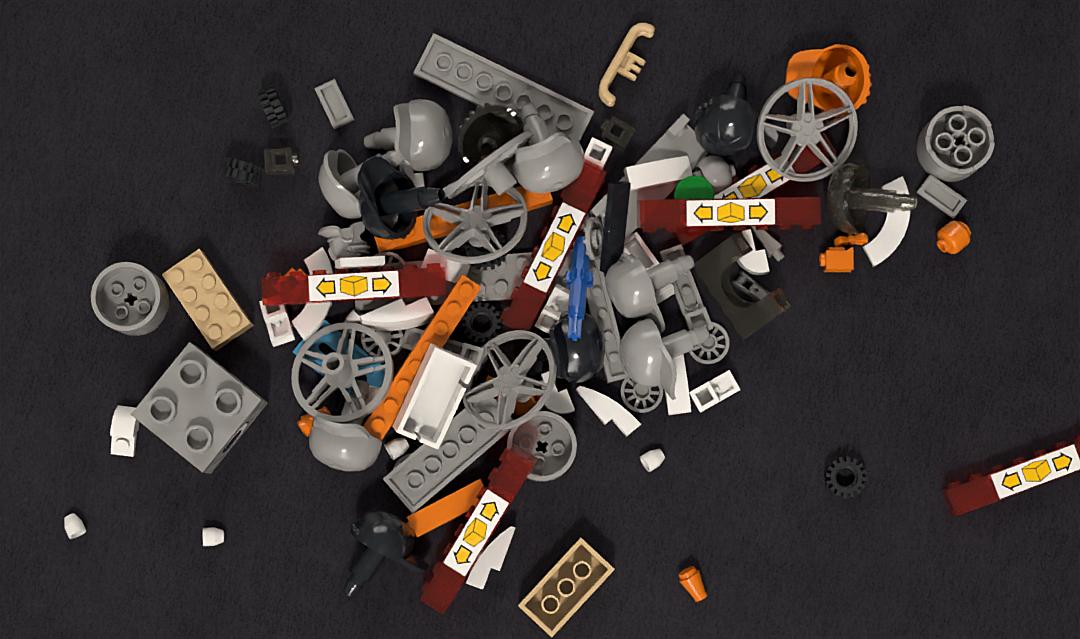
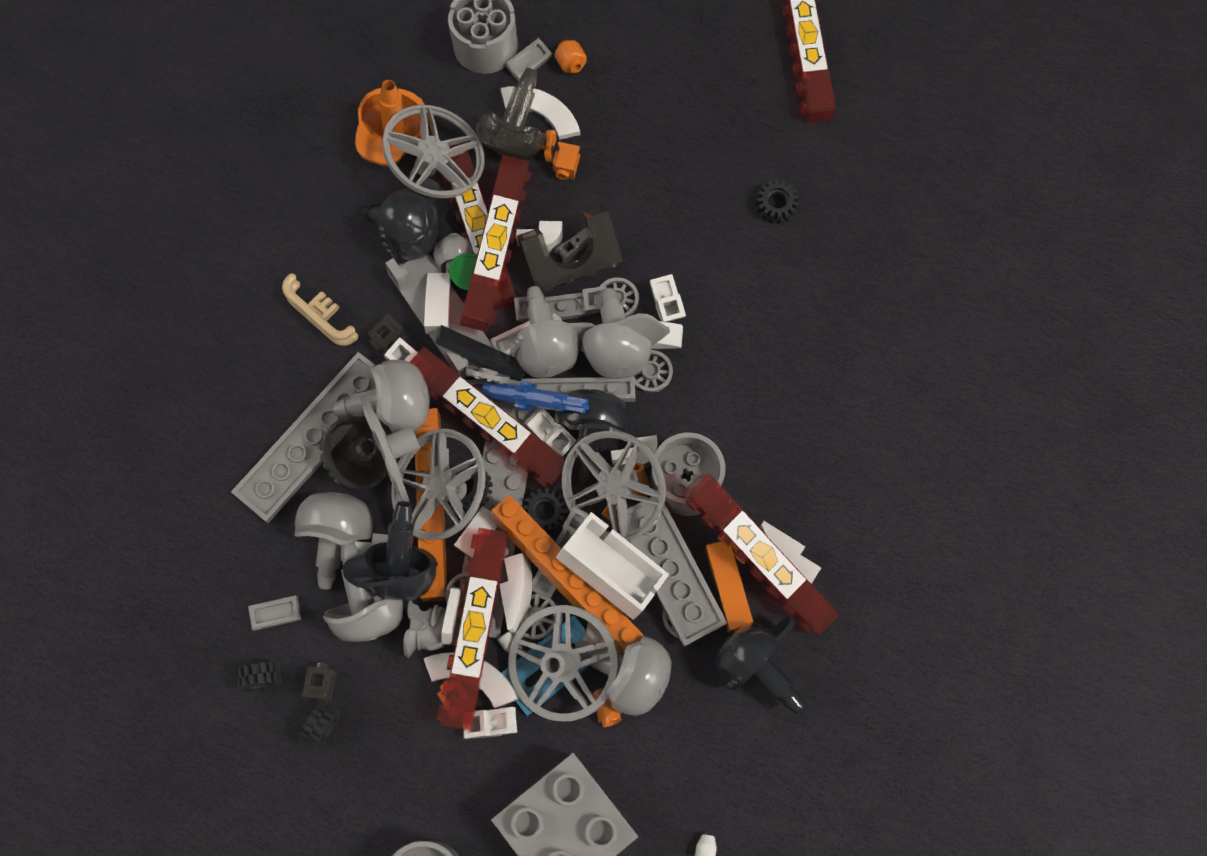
camera: 75 degrees left, 10 degrees down
(207, 300) = (447, 795): tan brick -> none
(397, 447) = (653, 626): white hose -> none
(566, 587) = (834, 484): tan brick -> none
(608, 410) = (663, 404): white slope -> none
(652, 459) = (721, 375): white hose -> none
(692, 582) = (851, 363): orange cone -> none
(770, 245) = (532, 220): light grey piece -> none

